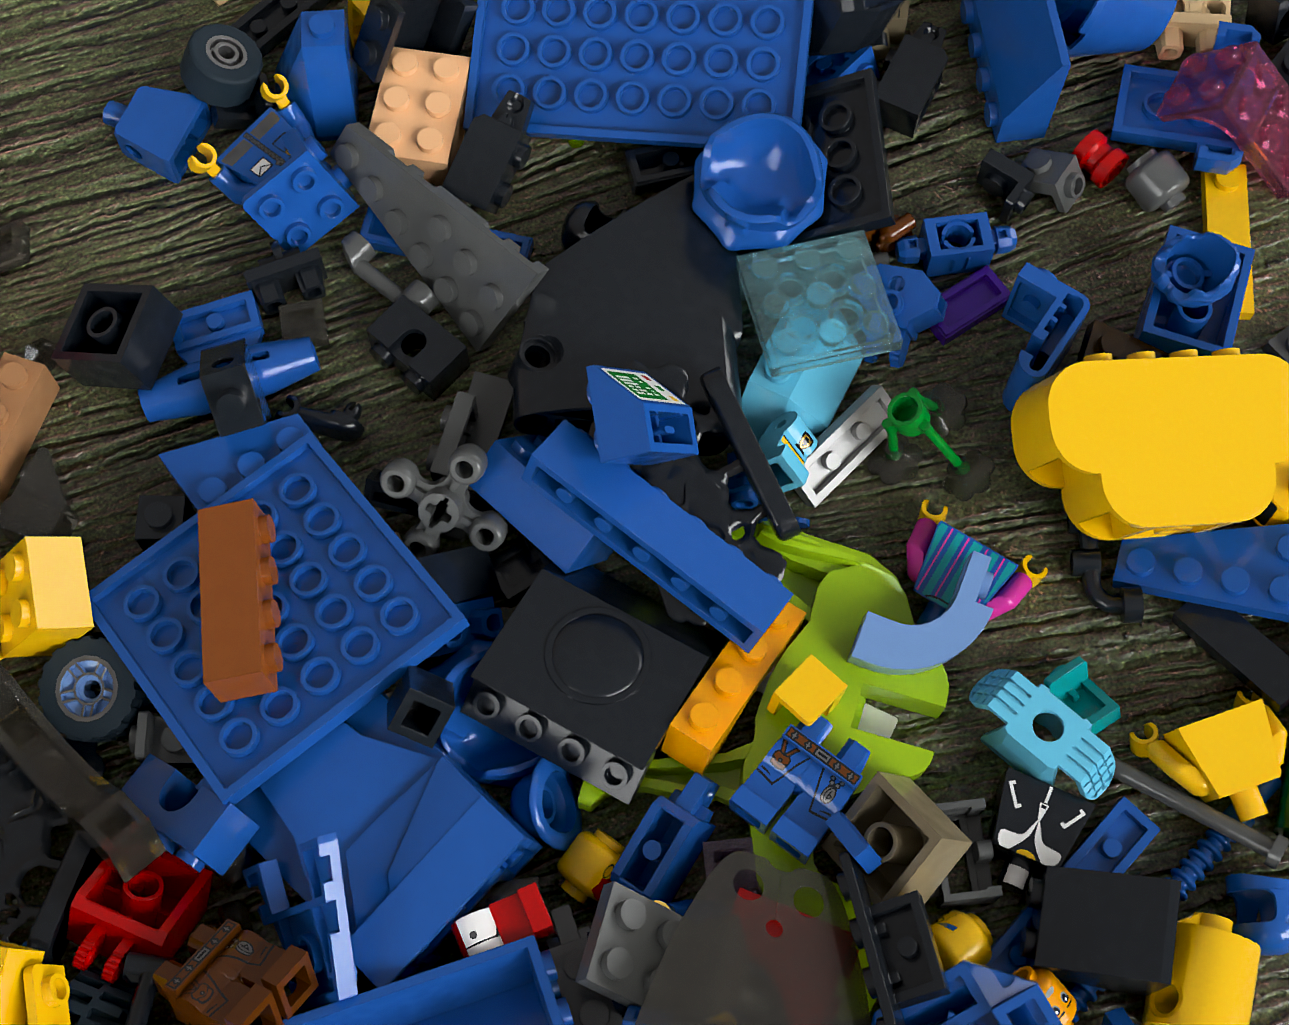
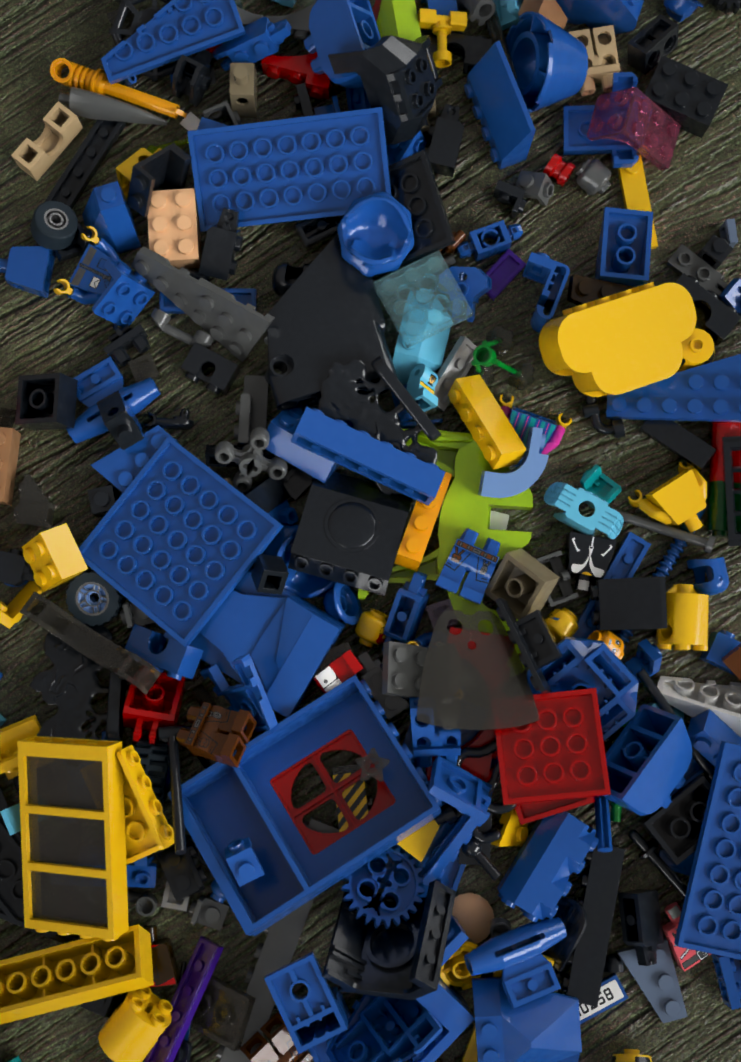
camera: 15 degrees left, 15 degrees up
(238, 601) = (160, 540): dark orange brick -> none
(638, 418) = (345, 398): blue slope -> none
(808, 692) = (463, 519): yellow panel -> none
(854, 842) = (501, 591): blue tile -> none
(889, 534) = (486, 422): none -> yellow brick
(1196, 269) = (622, 235): blue hair -> none

